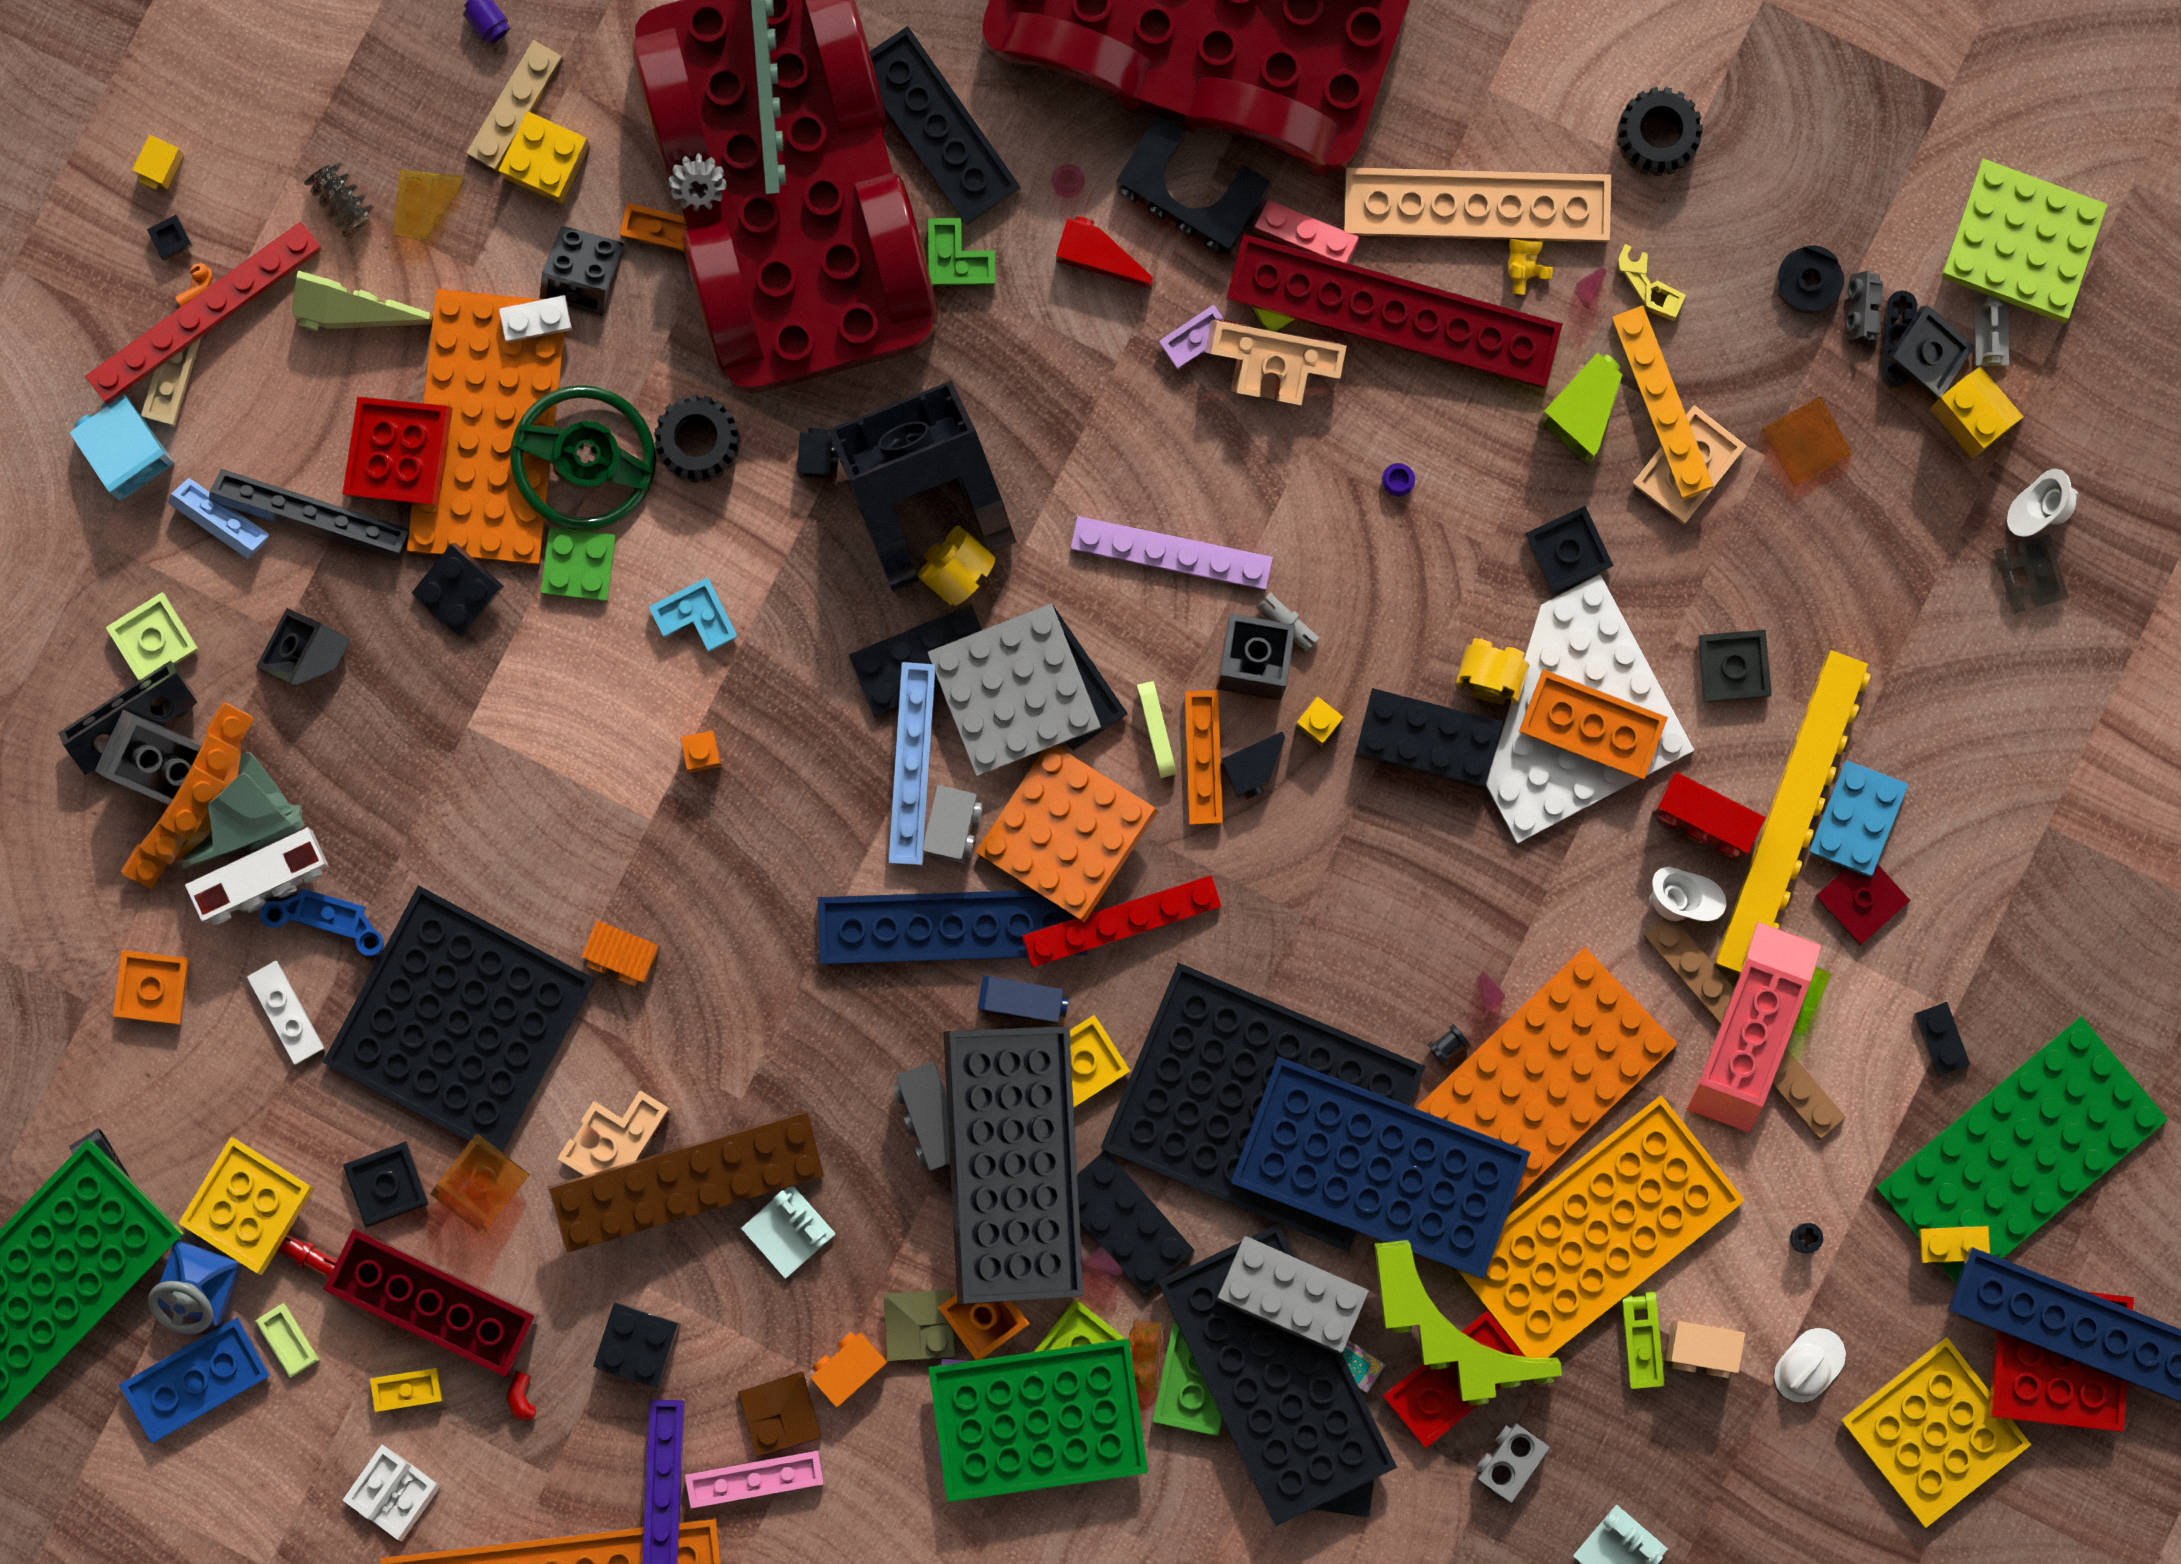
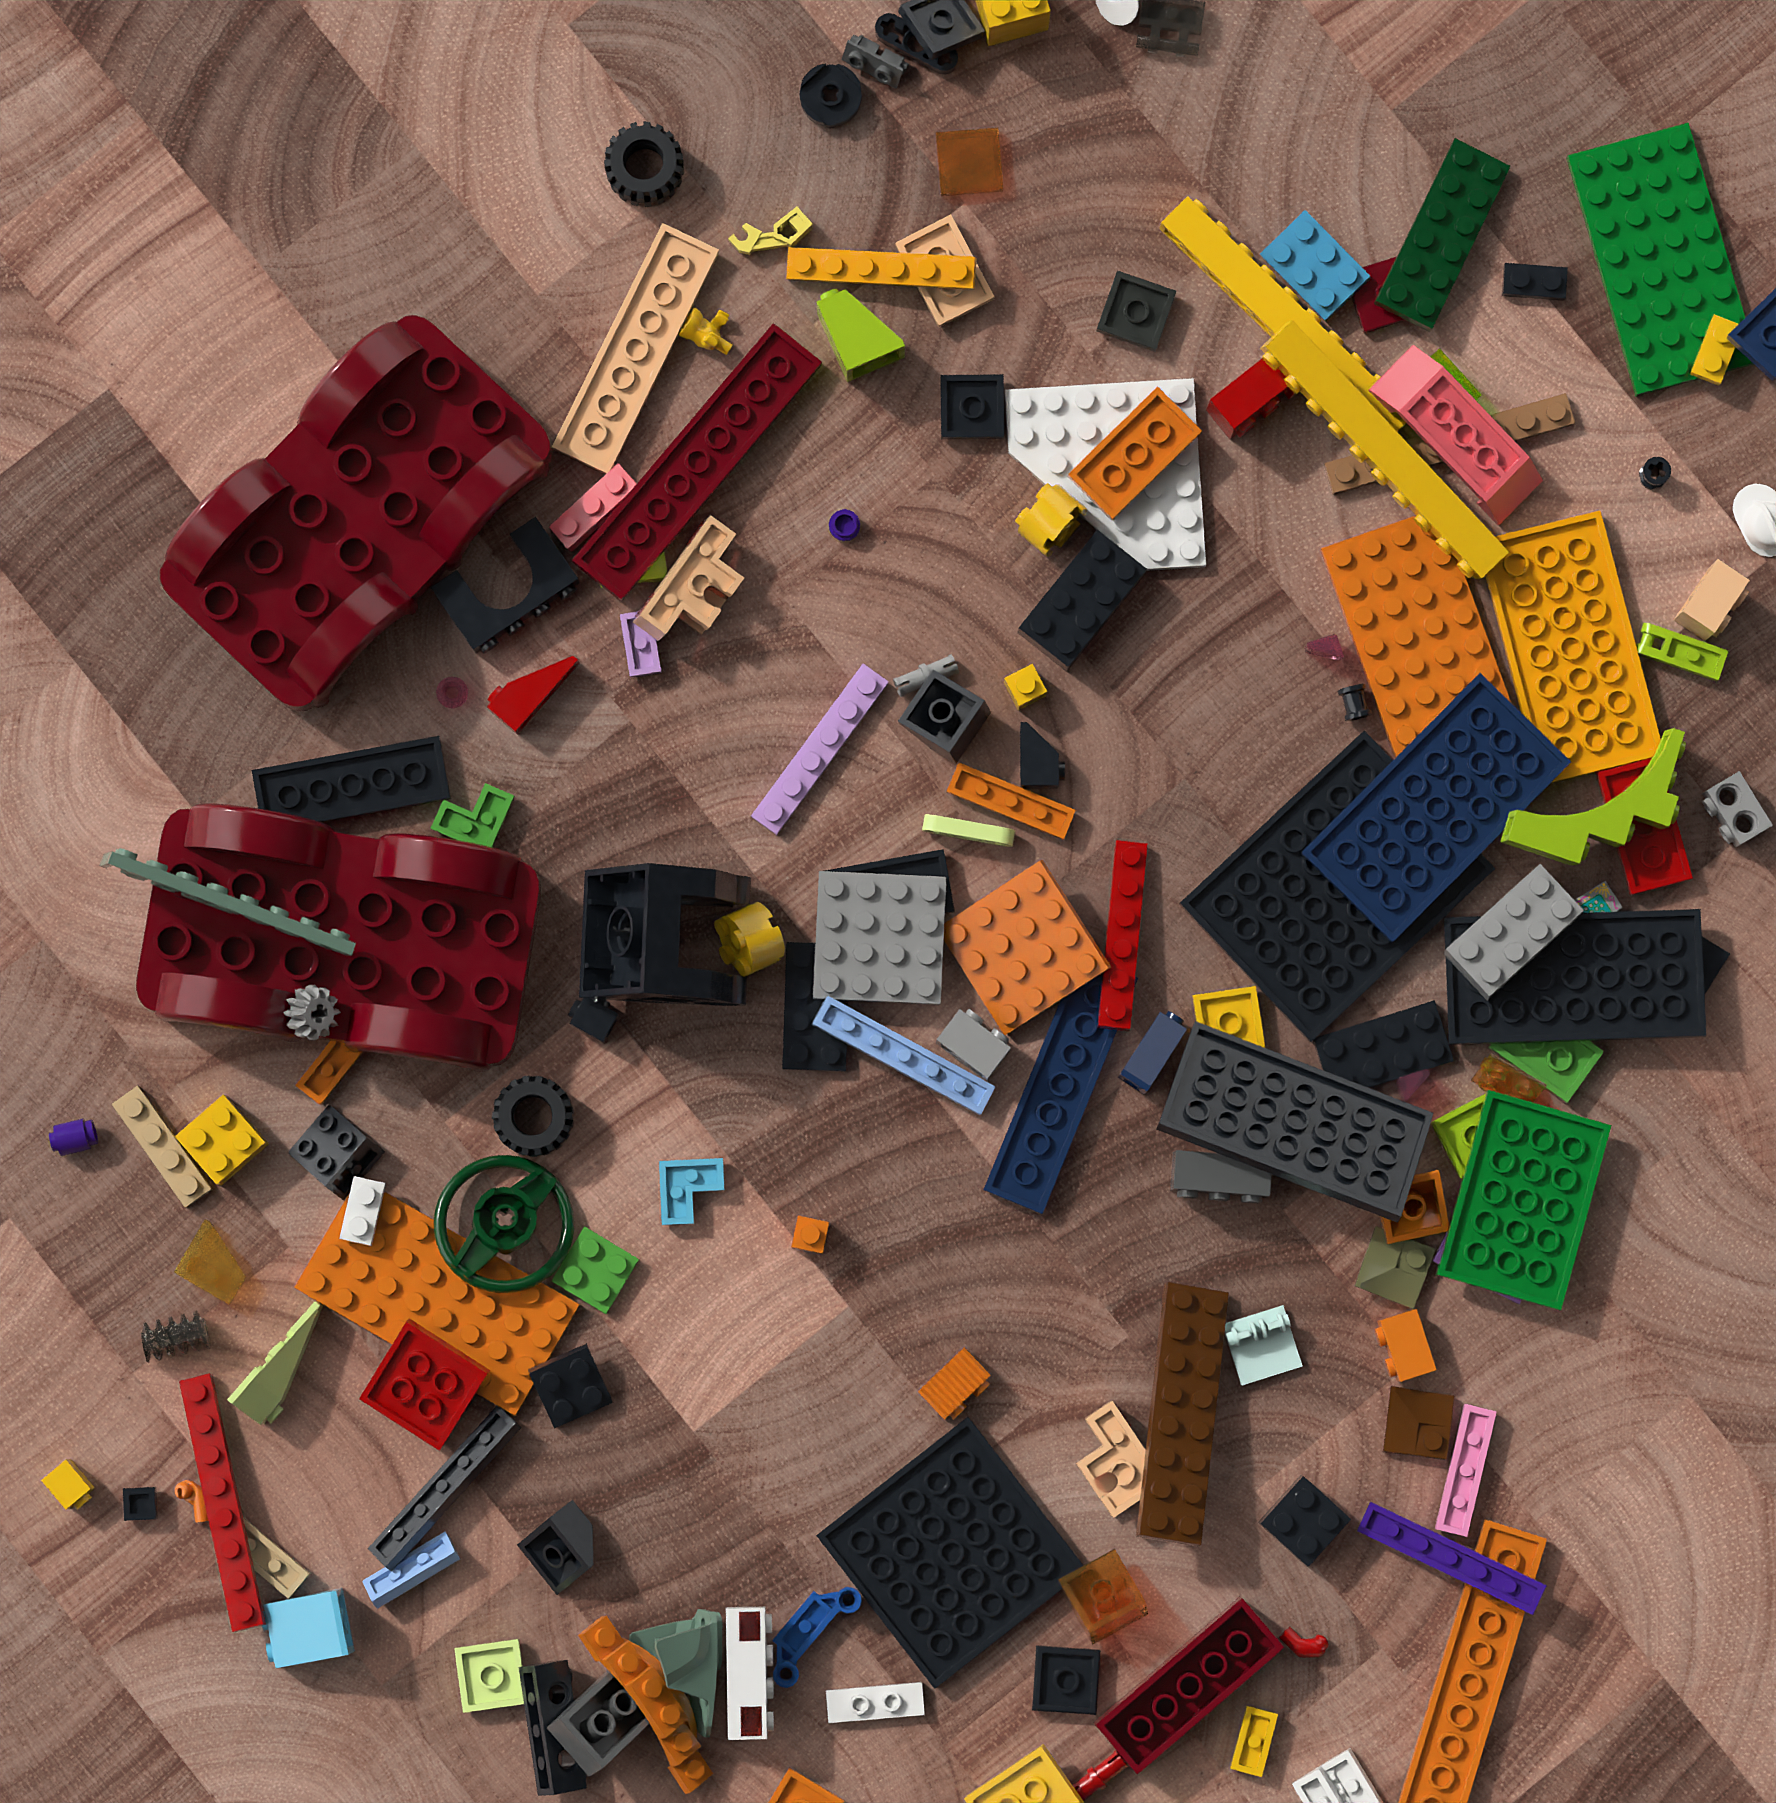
camera: 70 degrees left, 0 degrees up
(1588, 287) = (753, 287): clear pink slope -> none
(1686, 895) = (1312, 446): white piece -> none
(1703, 961) = (1383, 450): none -> yellow brick
(1945, 928) = (1442, 235): none -> dark green plate

